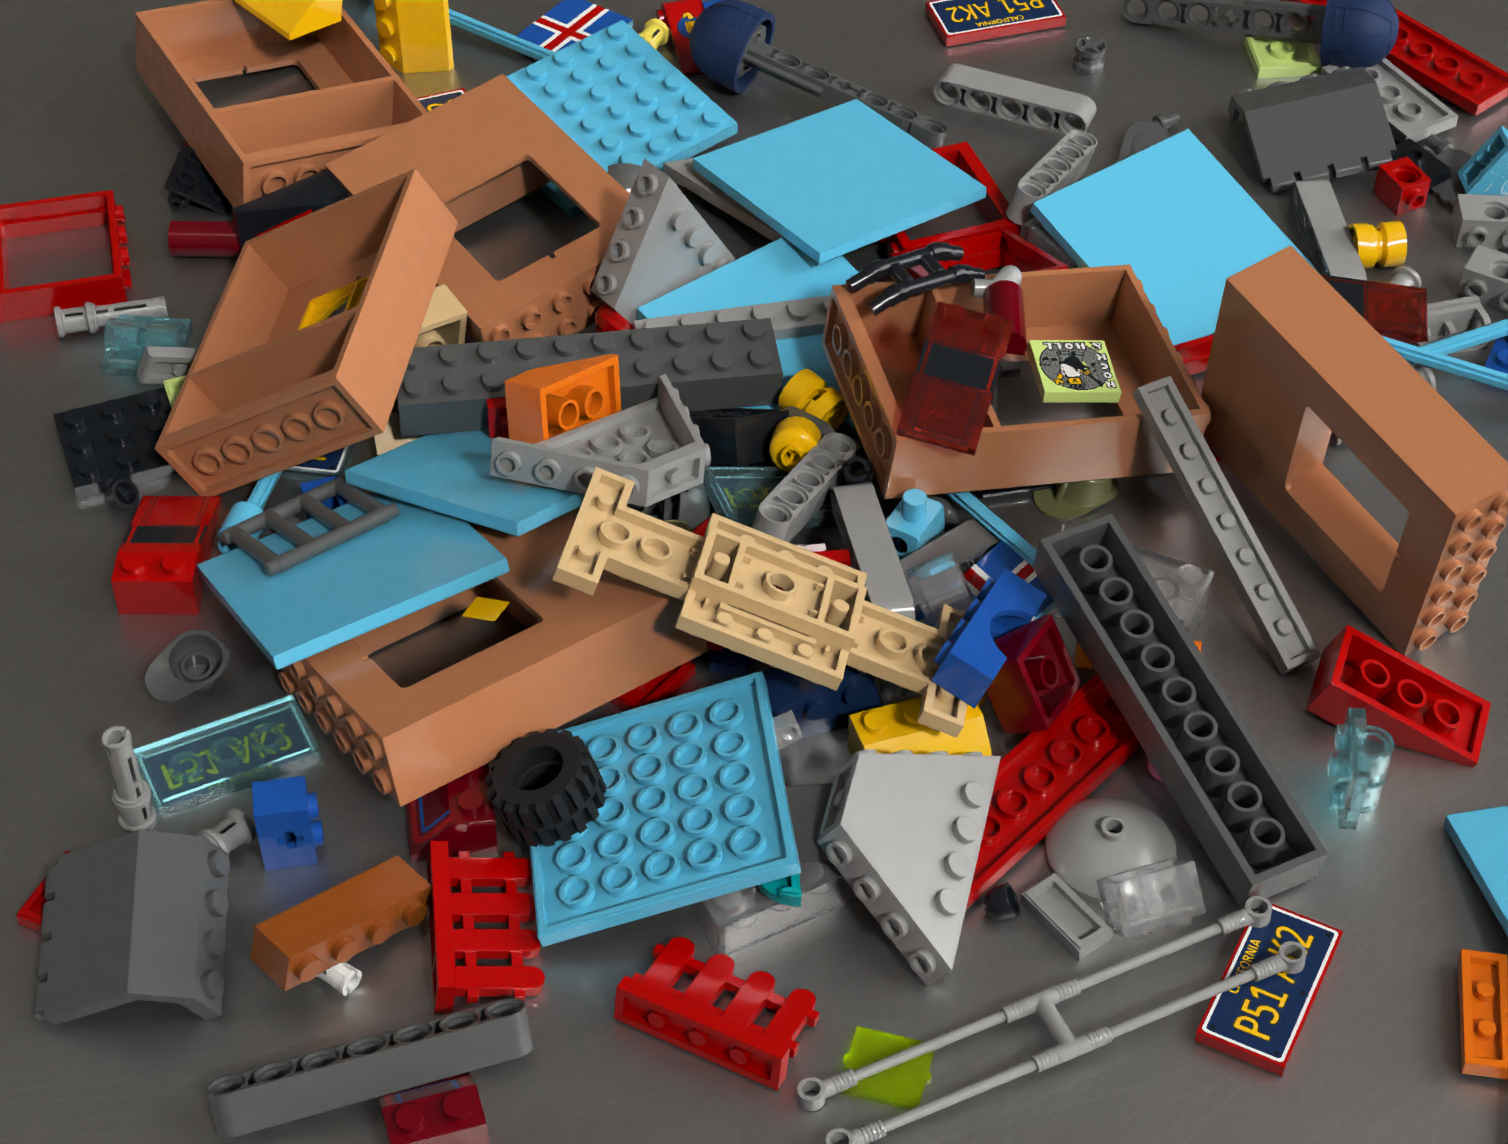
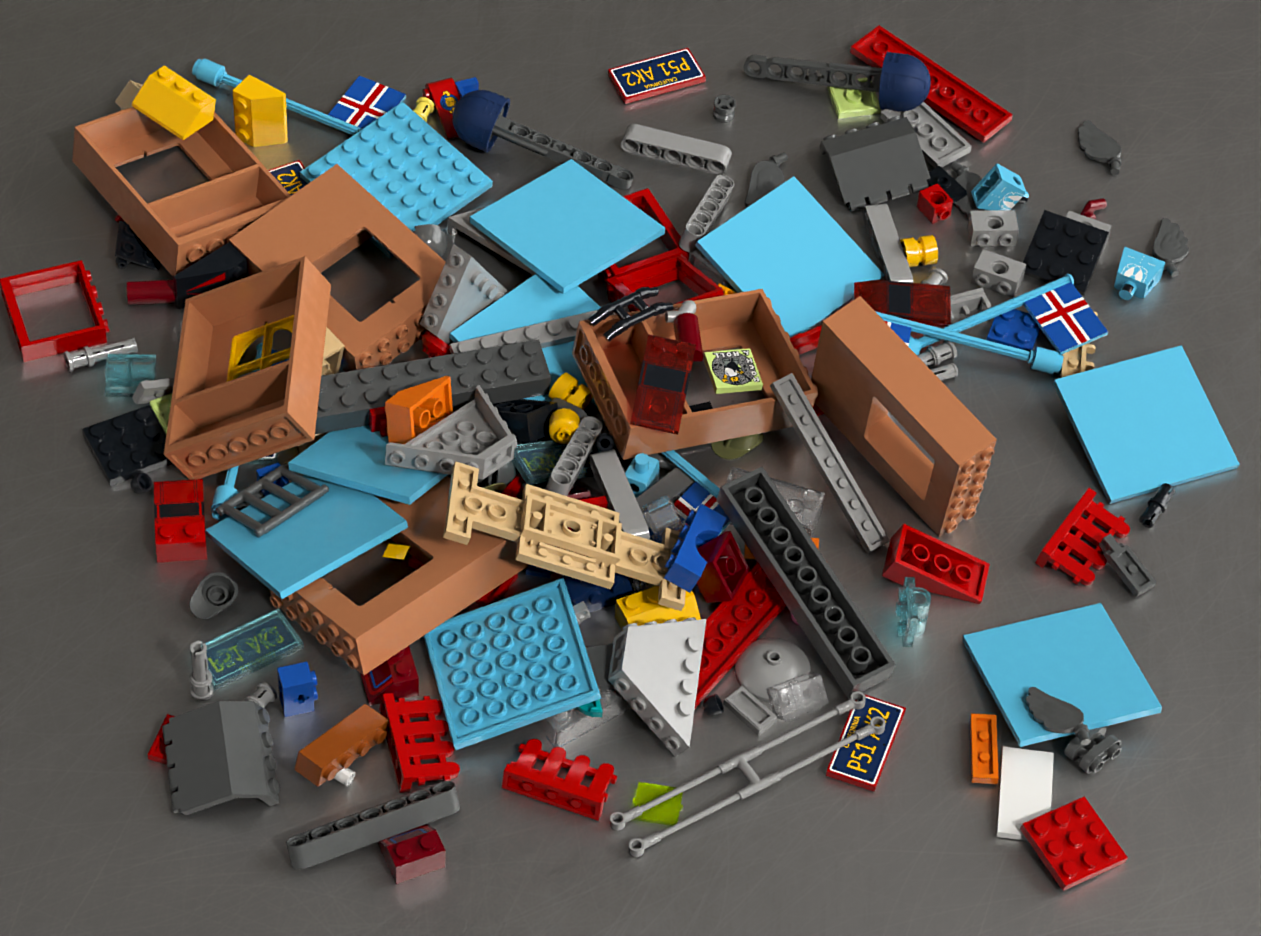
camera: 10 degrees left, 5 degrees up
(546, 787) = (450, 672): black tyre -> none

